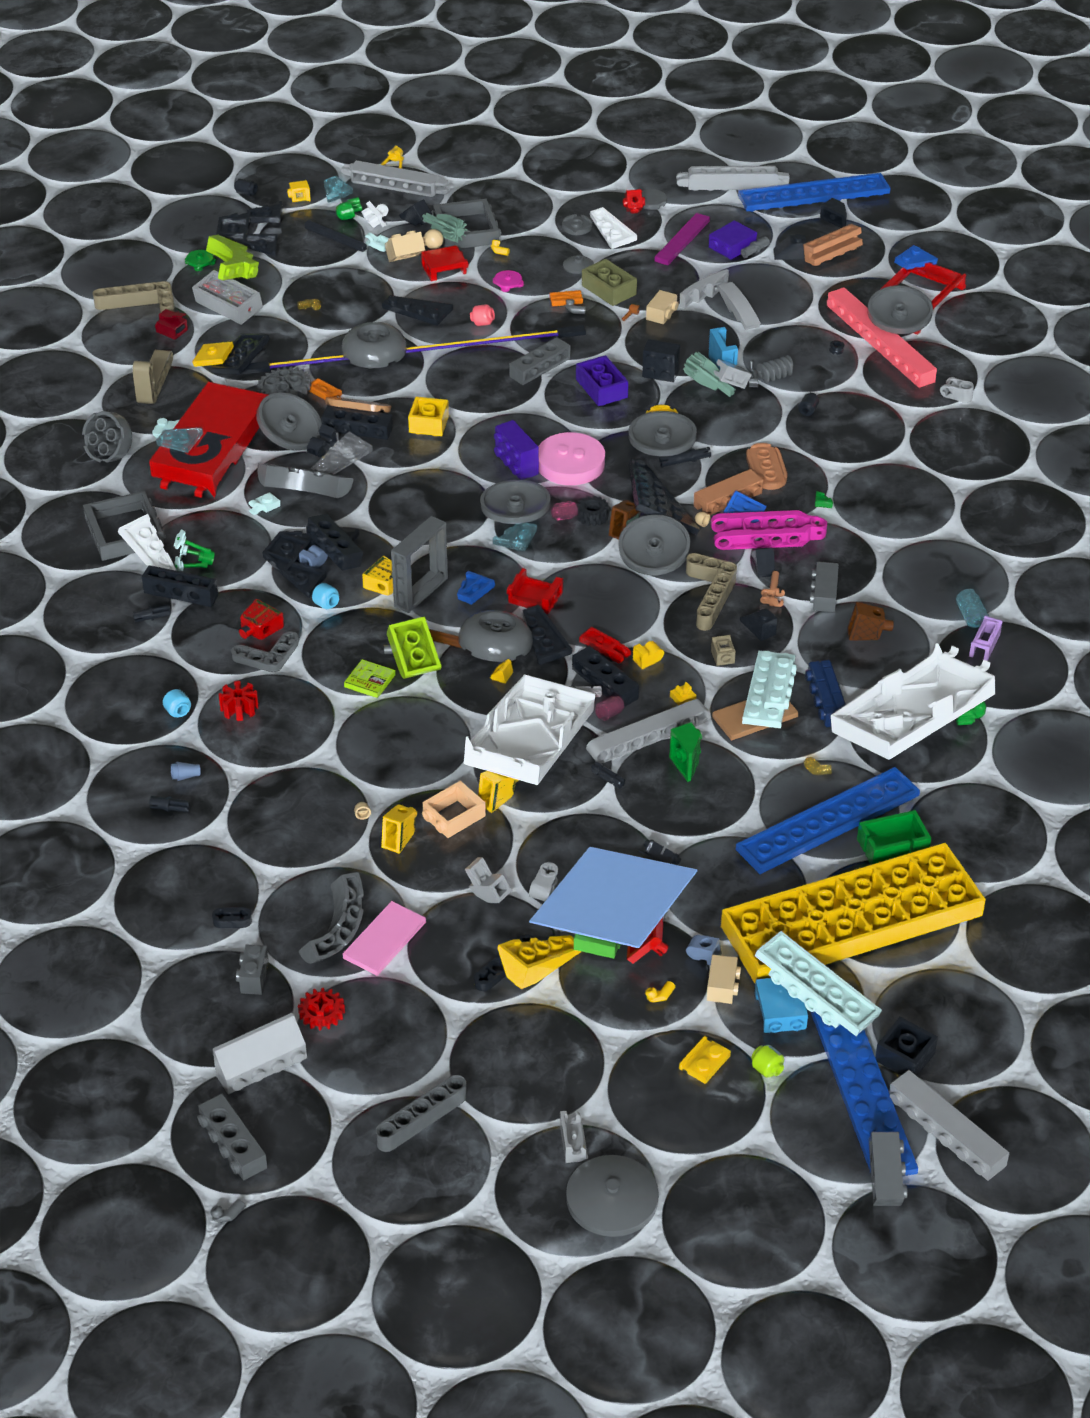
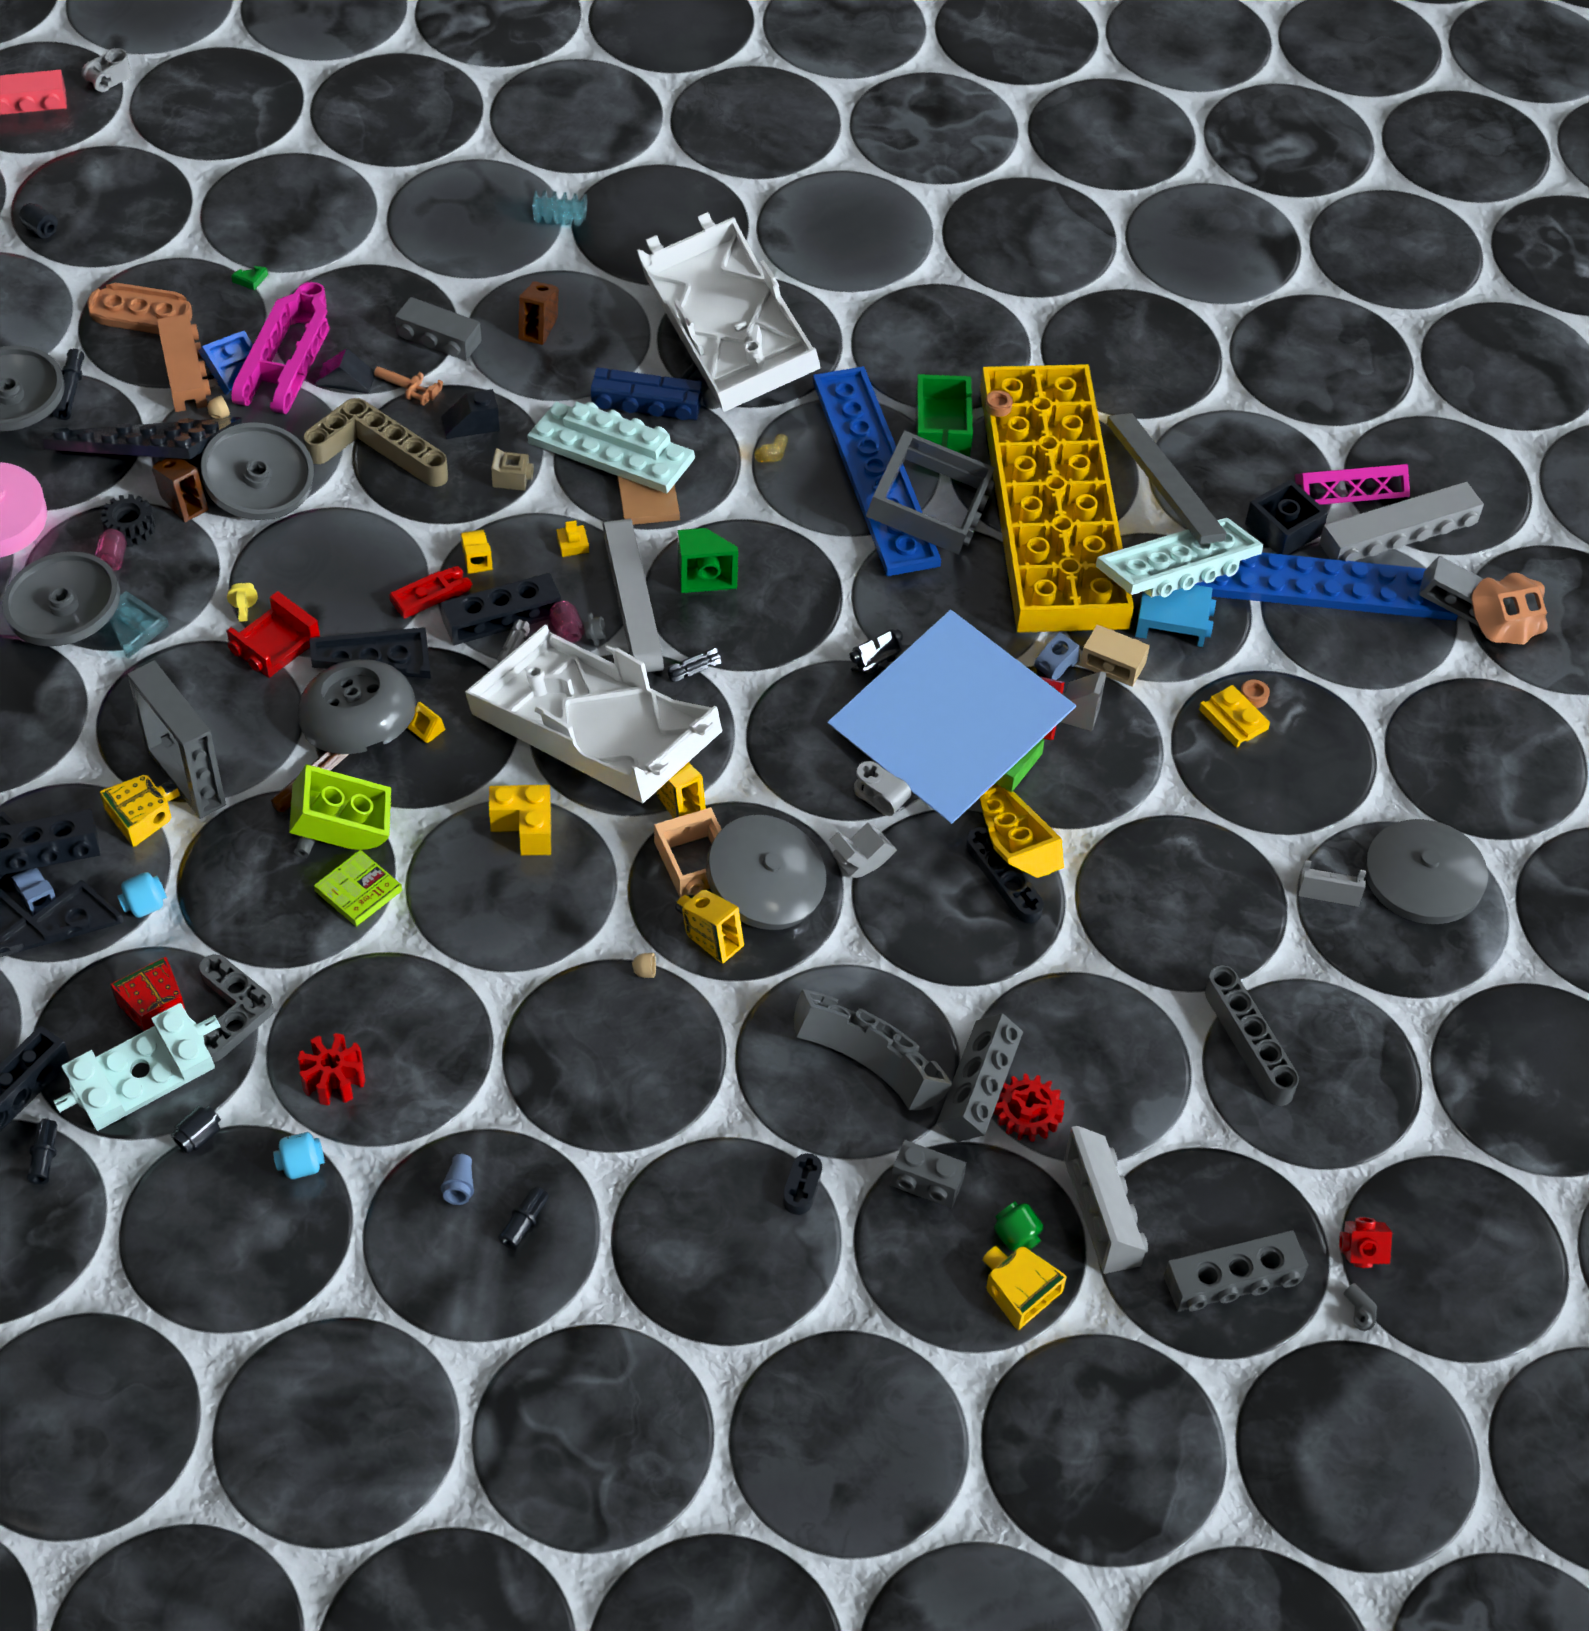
camera: 75 degrees left, 10 degrees up
(182, 662) = (196, 1129): none -> black brick
(189, 1031) = (1022, 1283): none -> yellow torso
(194, 618) = (106, 1083): none -> light aqua brick
(230, 1021) = (1018, 1226): none -> green head
(273, 1200) = (1366, 1242): none -> red brick
(331, 976) = (980, 1077): none -> dark grey brick
(384, 938) = (910, 1001): bright pink tile -> none
(448, 729) = (523, 810): none -> yellow brick
(448, 841) = (766, 871): none -> dark grey dish
(474, 587) = (223, 705): blue wing -> none
(557, 571) = (242, 597): none -> light yellow piece
(614, 724) = (595, 628): none -> dark grey plate
(660, 995) = (1115, 725): yellow arm -> none
(665, 968) = (1087, 696): none -> light grey slope
(732, 1067) = (1256, 692): none -> nougat tile
(768, 1061) = (1260, 653): lime head -> none
(811, 819) = (946, 463): none -> dark grey window
(876, 1213) = (1492, 615): none -> nougat piece
(901, 968) = (1166, 479): none -> dark grey tile
(910, 856) = (998, 403): none -> nougat tile
(983, 1087) = (1360, 474): none -> dark pink fence
(990, 626) = (616, 216): lavender window -> none

